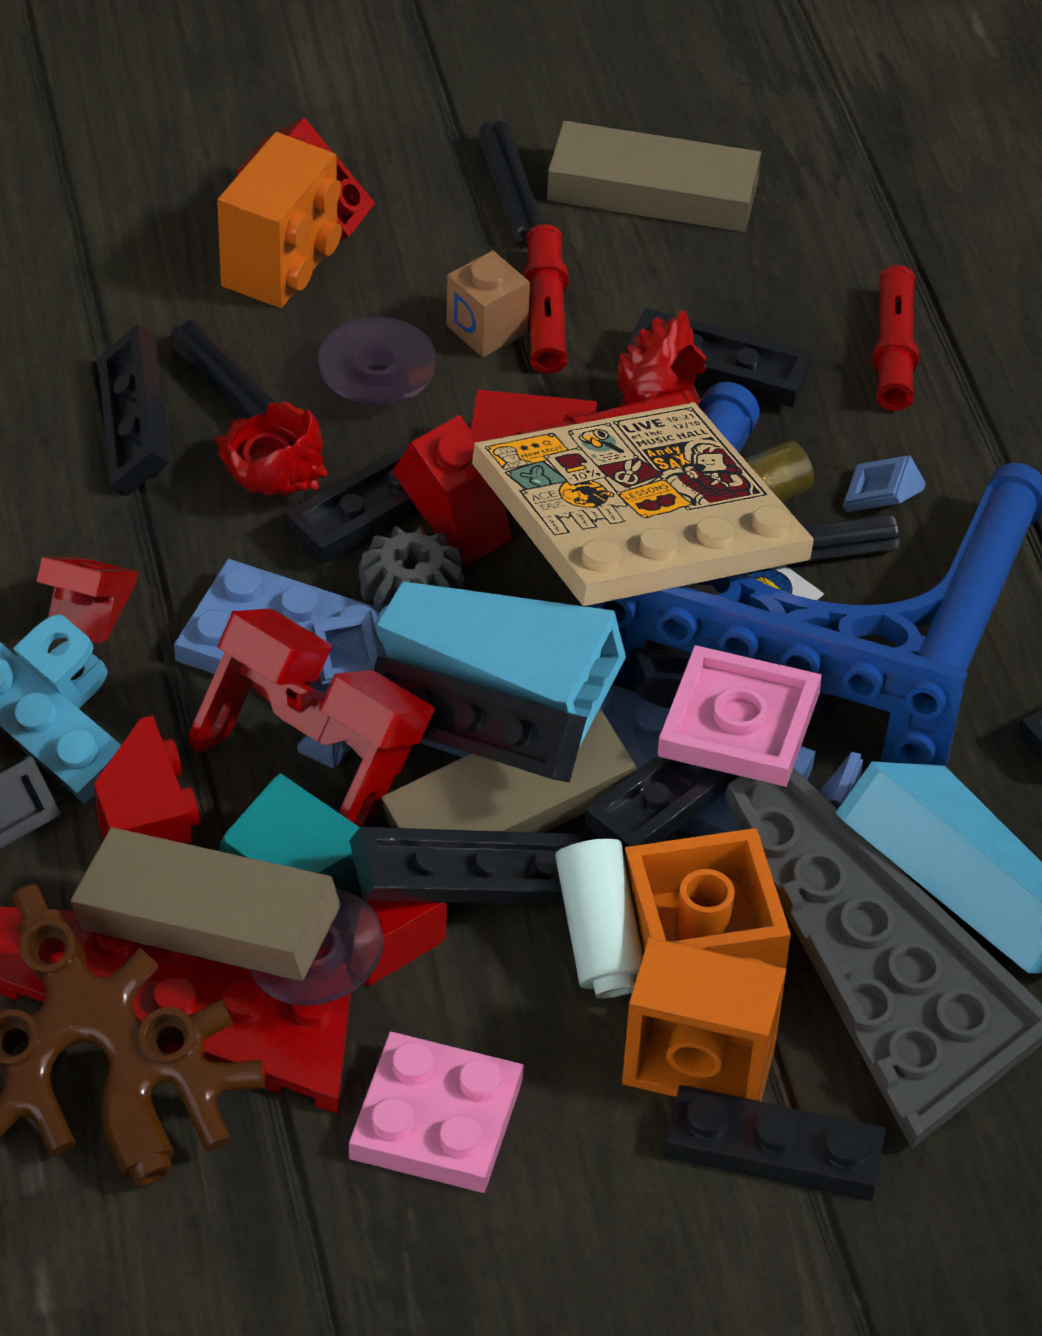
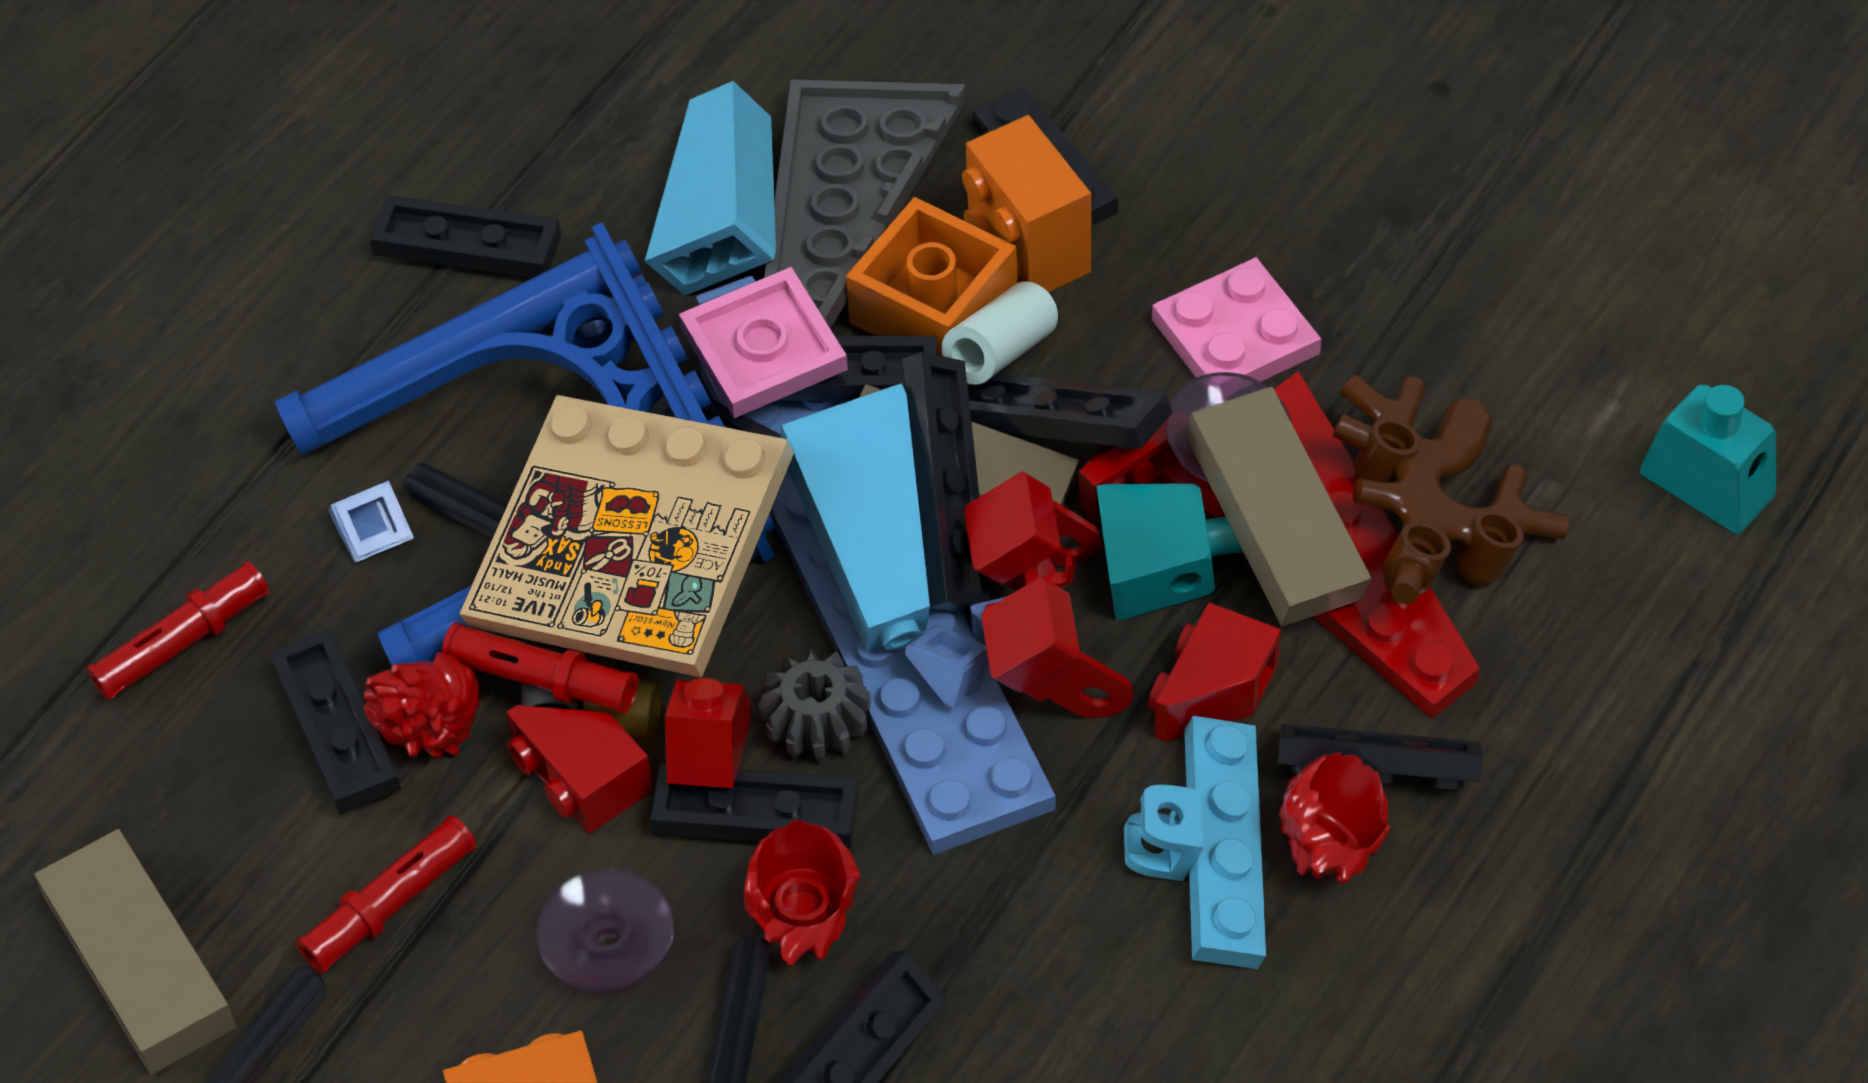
camera: 130 degrees left, 5 degrees up
(87, 592) = (1074, 890): red slope -> none
(487, 303) = (451, 908): medium nougat brick -> none
(784, 469) = (435, 575): clear yellow beam -> none

